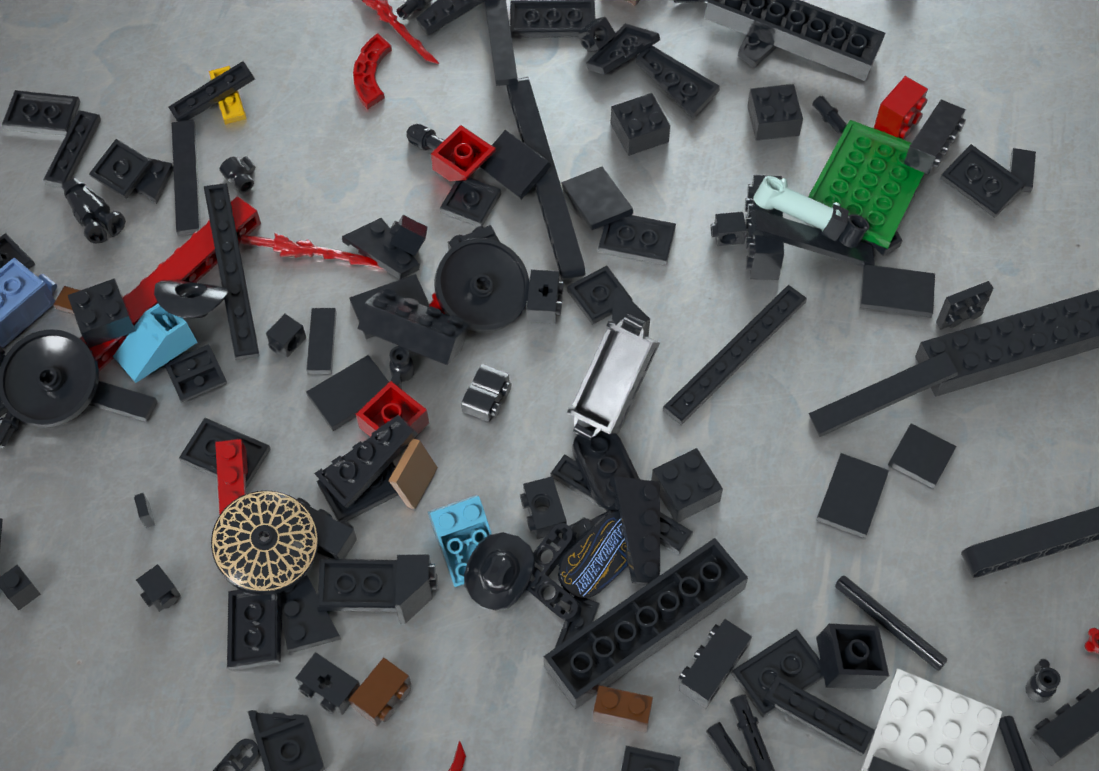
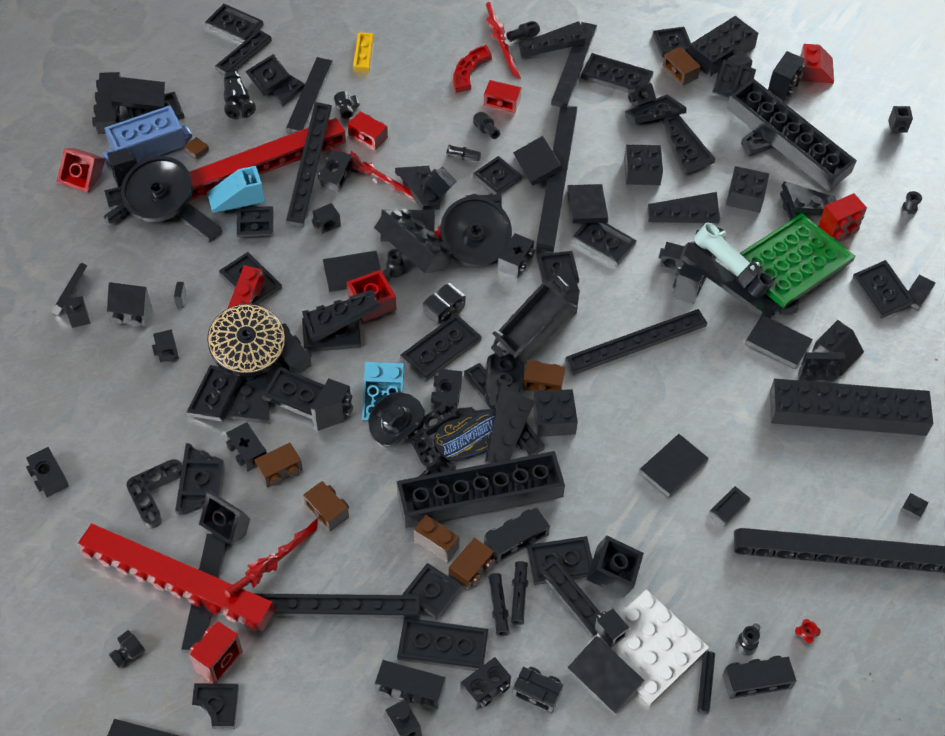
camera: 20 degrees right, 5 degrees down
(84, 552) = (128, 304): none -> black slope
(101, 313) = (209, 159): black brick -> none
(188, 298) = (270, 170): black hat -> none
(211, 92) = (353, 46): black tile -> none
(274, 279) = (337, 179): none -> black brick
(283, 198) = (367, 130): none -> red brick
(321, 341) = (349, 231): black tile -> none
(413, 473) = (367, 335): medium nougat tile -> none
(416, 186) = (463, 153): none -> black axle
(429, 94) = (502, 96): none -> red brick
(460, 155) = (502, 141): red slope -> none
(466, 721) = (326, 505): none -> reddish brown brick
(506, 452) = (440, 347): none -> black tile
(652, 443) = (543, 376): none -> reddish brown brick
(679, 724) = (471, 564): none -> reddish brown brick
(722, 159) = (686, 210): none -> black wing
(849, 101) = (805, 199): none -> black wing
(883, 394) = (728, 403): black tile -> none
(885, 738) = (611, 627): none -> black brick
(891, 623) = (658, 559): black axle -> none
(922, 455) = (739, 458): black tile -> none
(935, 137) = (859, 244): black brick -> none
(939, 521) = (729, 506): none -> black tile
(964, 62) = (912, 200): none -> black bush
(966, 268) = (840, 339): none -> black slope

